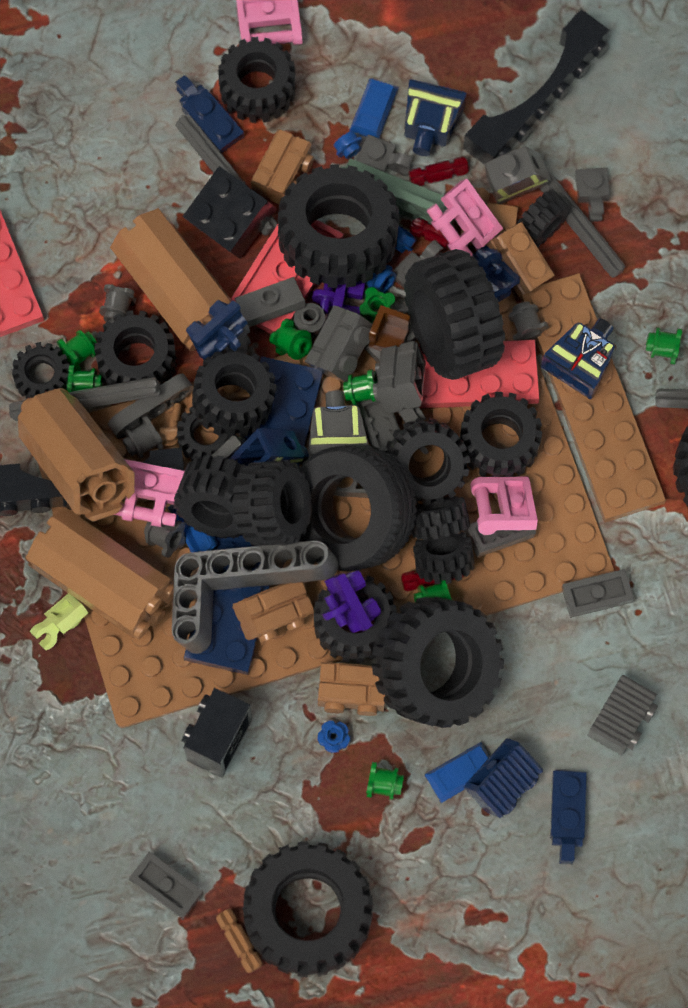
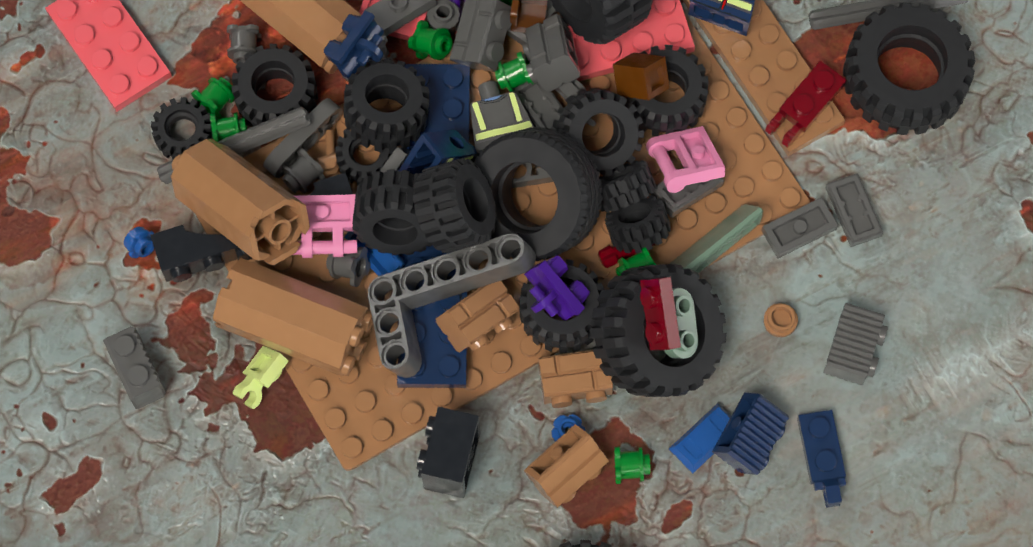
camera: 10 degrees left, 0 degrees up
(323, 770) = (566, 466): none -> medium nougat brick
(439, 647) = (660, 313): none -> dark red plate
(454, 660) = (686, 324): none -> sand green plate
(478, 417) = (641, 76): none -> reddish brown panel
(517, 588) = (720, 238): none -> sand green slope
(558, 676) = (780, 320): none -> medium nougat plate
(632, 475) = (807, 102): none -> dark red hinge
(653, 587) = (854, 210): none -> dark grey plate

